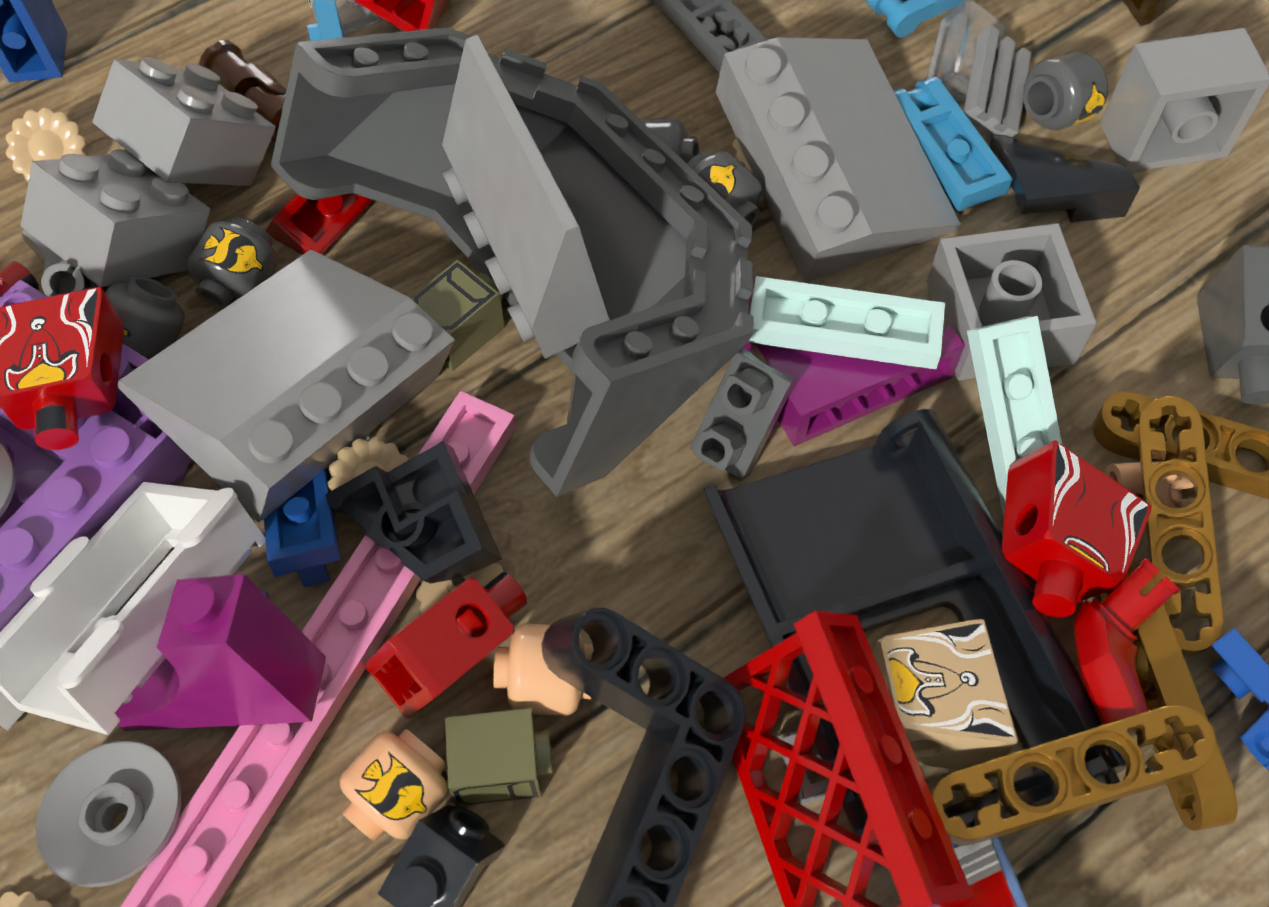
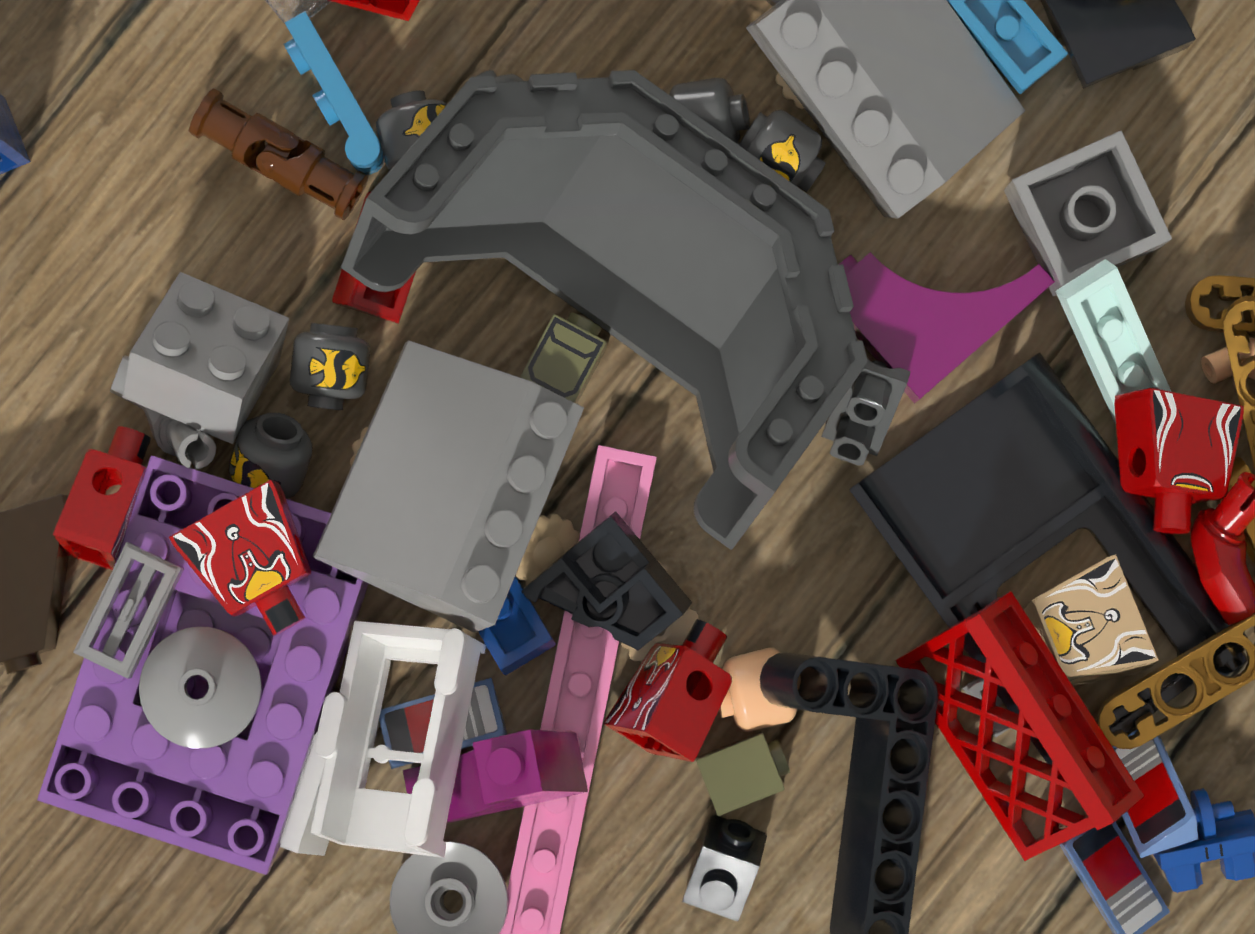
camera: 10 degrees left, 25 degrees up
(42, 137) = (74, 272): tan piece -> none
(183, 123) = (224, 229): light grey brick -> none
(393, 785) = (668, 819): light nougat head -> none
(518, 210) = (610, 275): light grey slope -> none
(847, 322) = (942, 299): light aqua plate -> none

